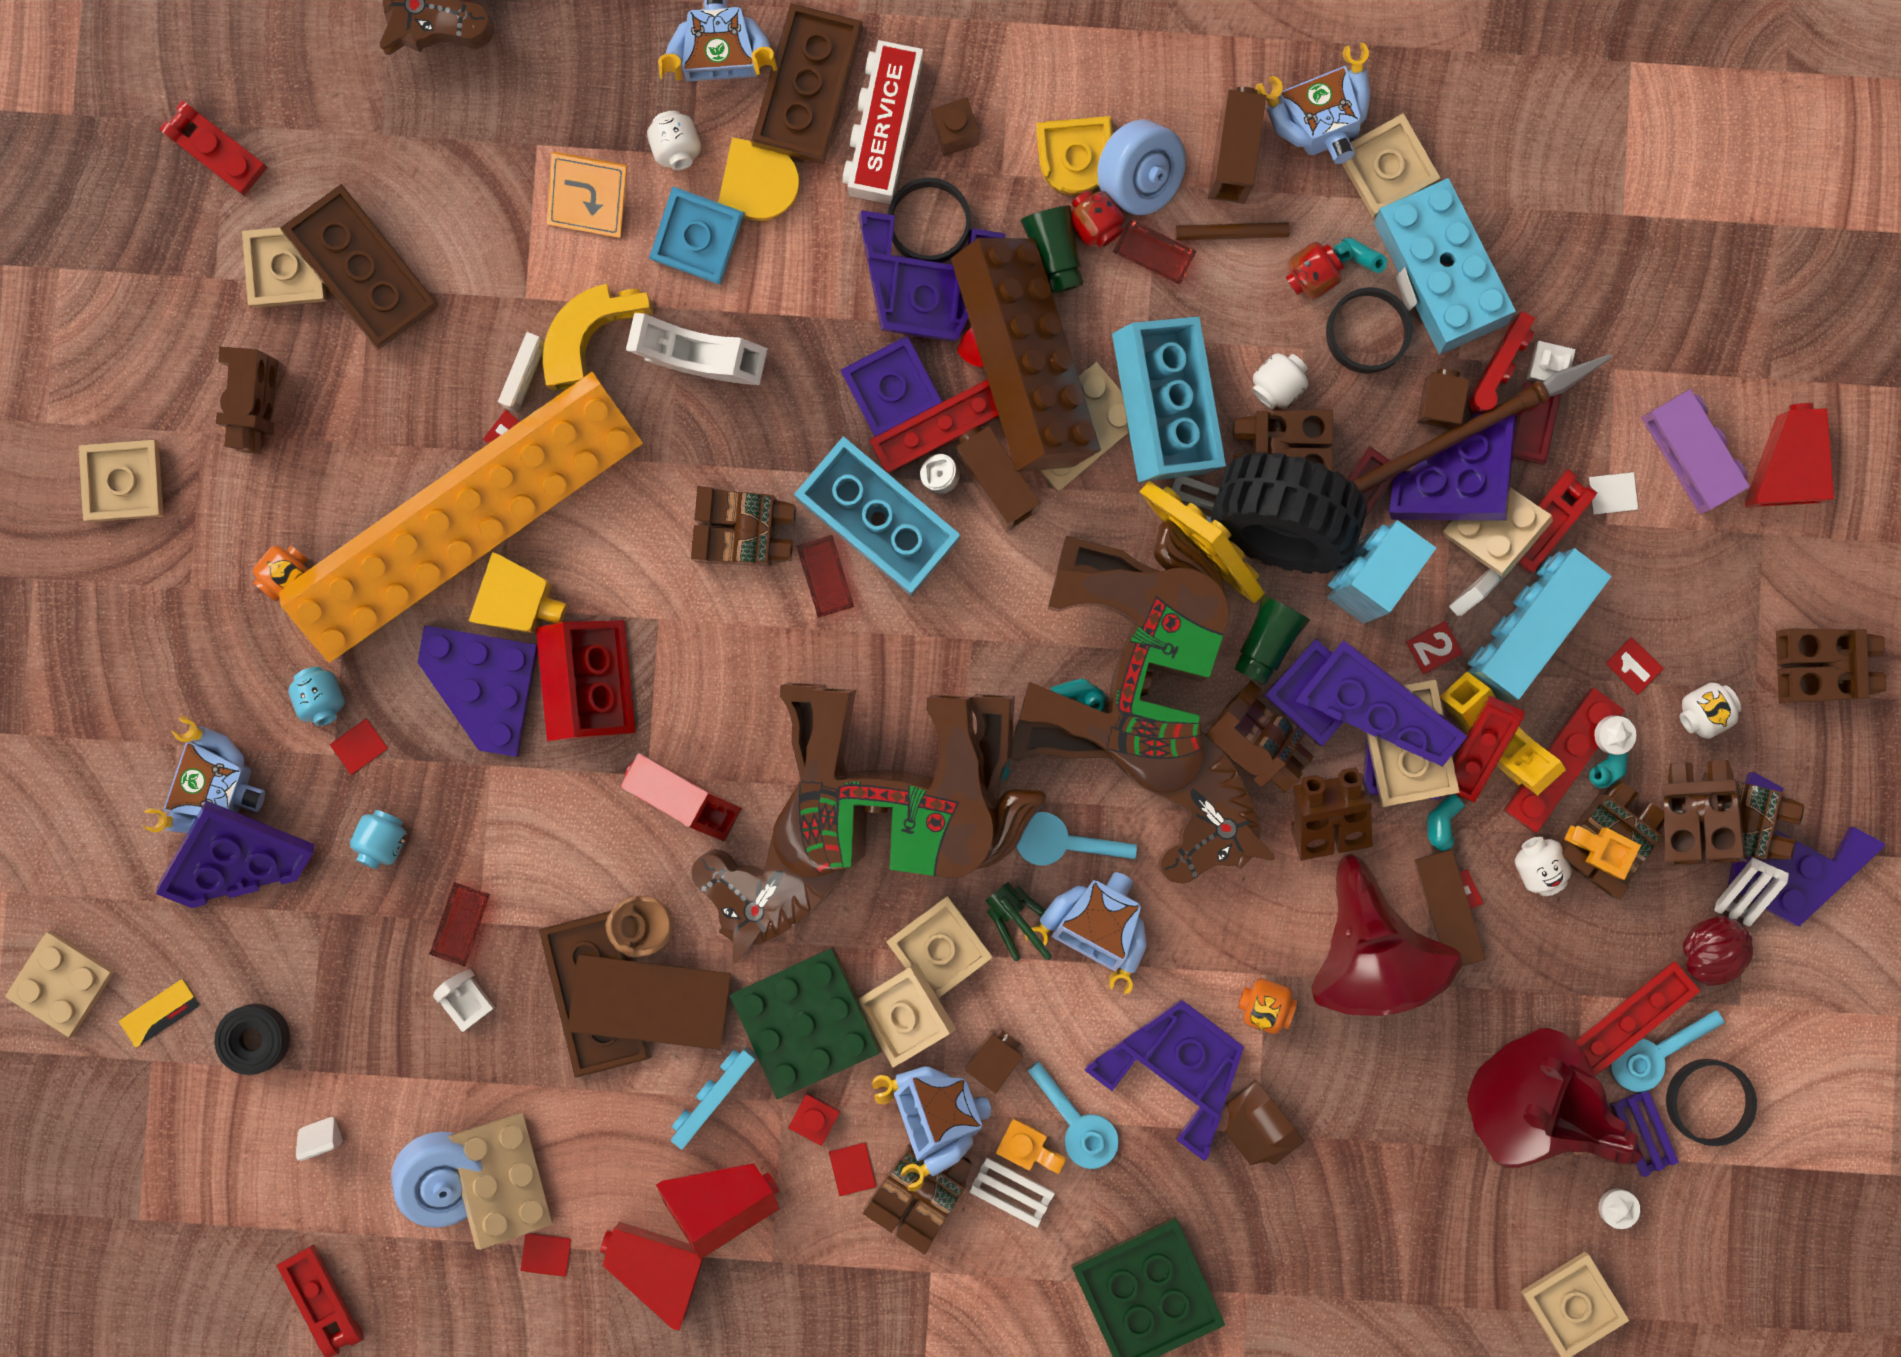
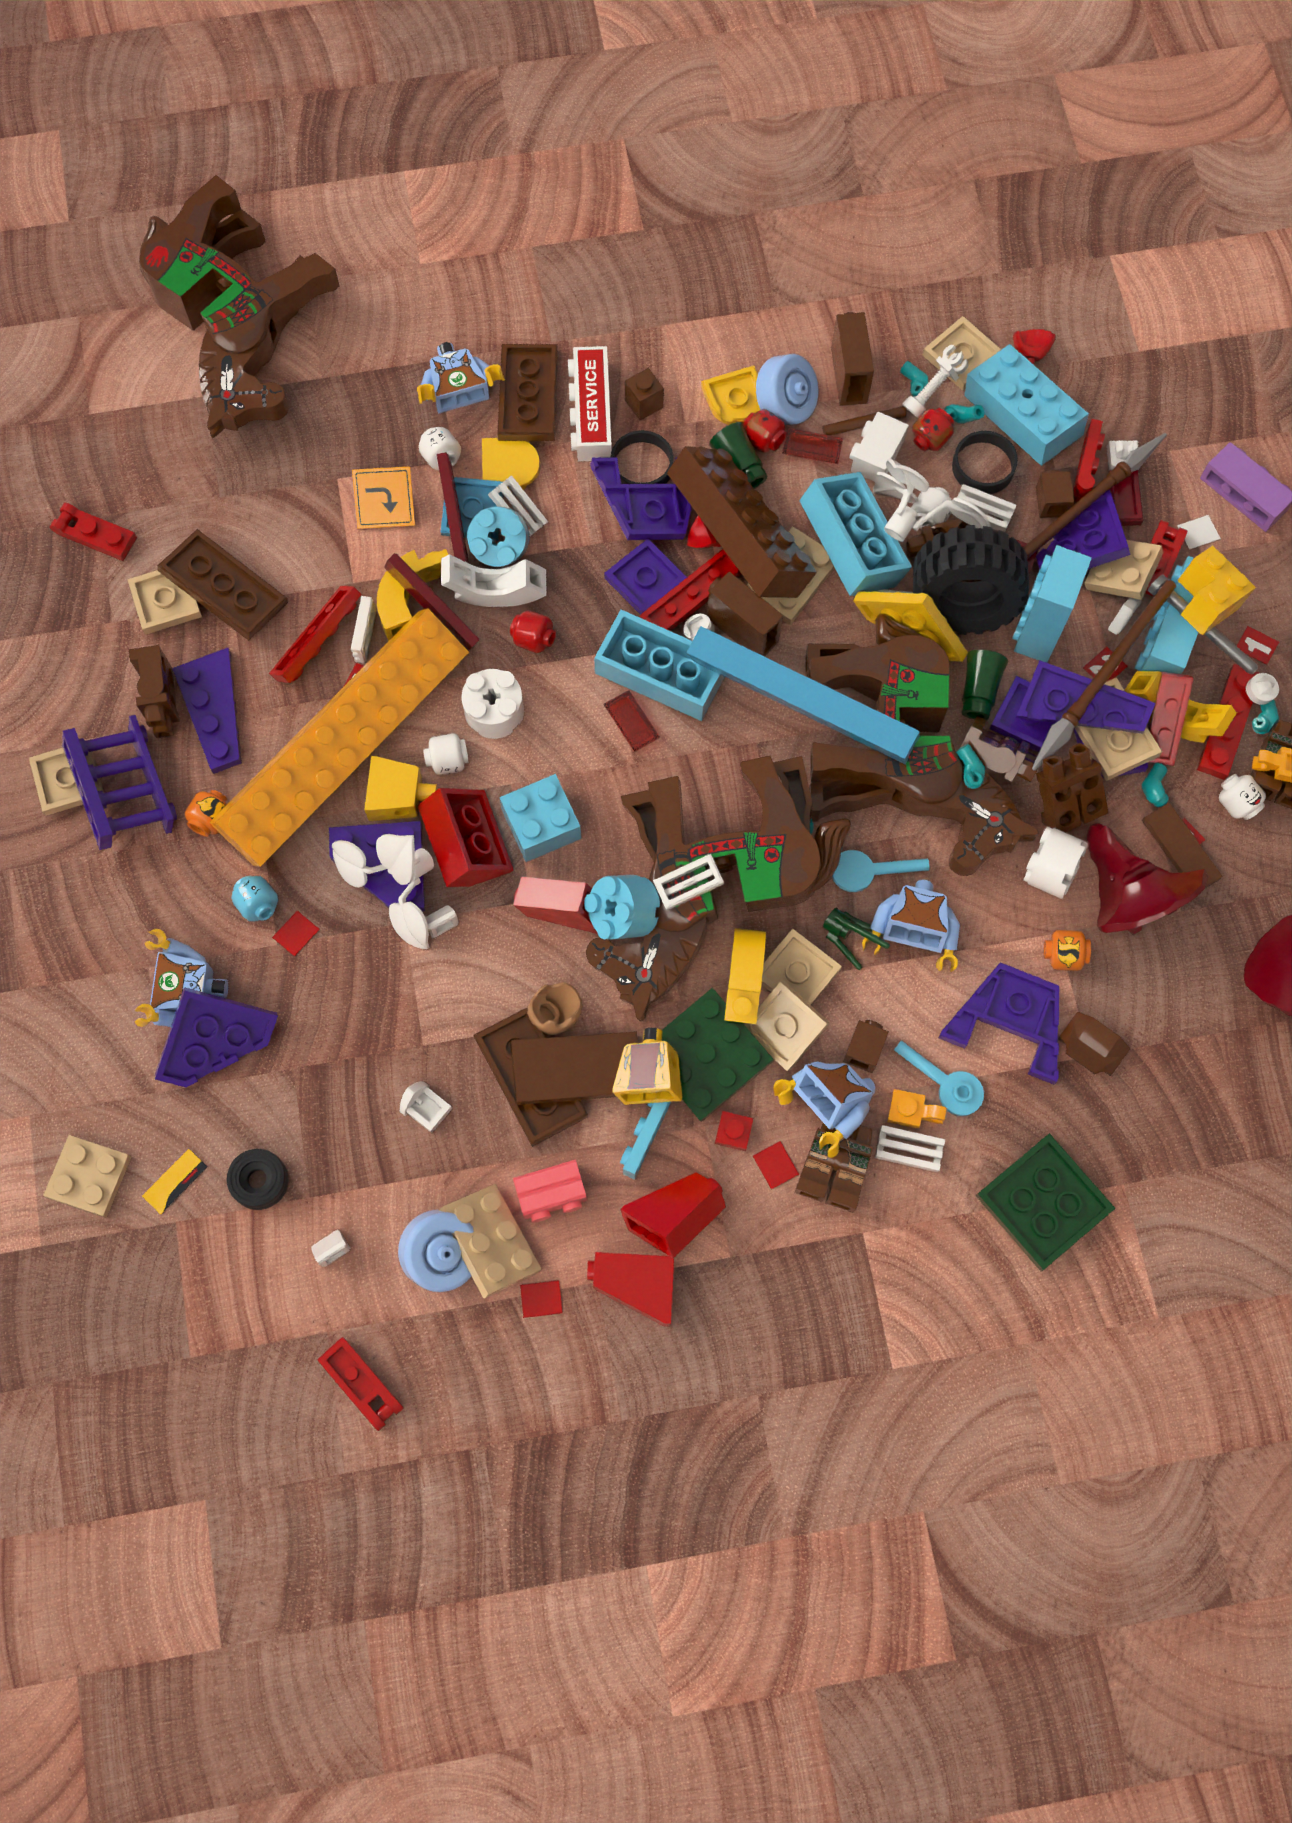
camera: 15 degrees left, 15 degrees down
(150, 529) = (97, 801): none -> dark purple fence
(314, 417) = (212, 707): none -> dark purple wing
(378, 839) = (328, 995): medium azure head -> none
(459, 924) = (408, 1047): clear red tile -> none
(461, 364) = (310, 641): none -> red plate
(485, 722) = (405, 865): none -> white plant
(531, 775) = (441, 921): none -> white slope
(583, 1139) = (550, 1190): none -> coral brick
(587, 565) = (446, 754): none -> white head
(611, 365) = (429, 599): none -> dark red tile
(645, 496) = (487, 688): none -> white brick
(667, 243) = (452, 507): none -> dark red tile
(680, 679) = (540, 817): none -> medium azure brick
(699, 302) = (482, 543): none -> medium azure brick
(728, 1035) = (648, 1071): none -> torso
(731, 427) = (532, 631): none -> red head
(744, 833) = (622, 906): none -> medium azure brick
(753, 529) = (556, 700): reddish brown hips -> none
(768, 280) = (523, 498): none -> white tile
(860, 823) = (669, 904): none -> white tile
(873, 943) = (745, 975): none -> yellow arch
(1032, 621) = (803, 695): none -> dark azure tile
(1218, 760) = (973, 767): none -> teal arm
(1231, 404) = (905, 517): none -> white plant
(1237, 278) = (881, 441): none -> white brick
(1287, 897) = (1055, 862): none -> white brick
(1319, 190) = (918, 377): none -> teal arm
(1323, 110) = (907, 324): torso -> none
(1338, 744) = (1061, 731): none -> reddish brown piece
(1354, 195) = (916, 404): none -> white bar
(1357, 383) = (989, 505): none -> white tile
(1406, 289) = (1003, 425): white sticker -> none
(1484, 176) = (1034, 343): none -> red piece
(1559, 648) = (1213, 634): none -> flat silver bar
(1591, 613) = (1216, 587): none -> yellow brick

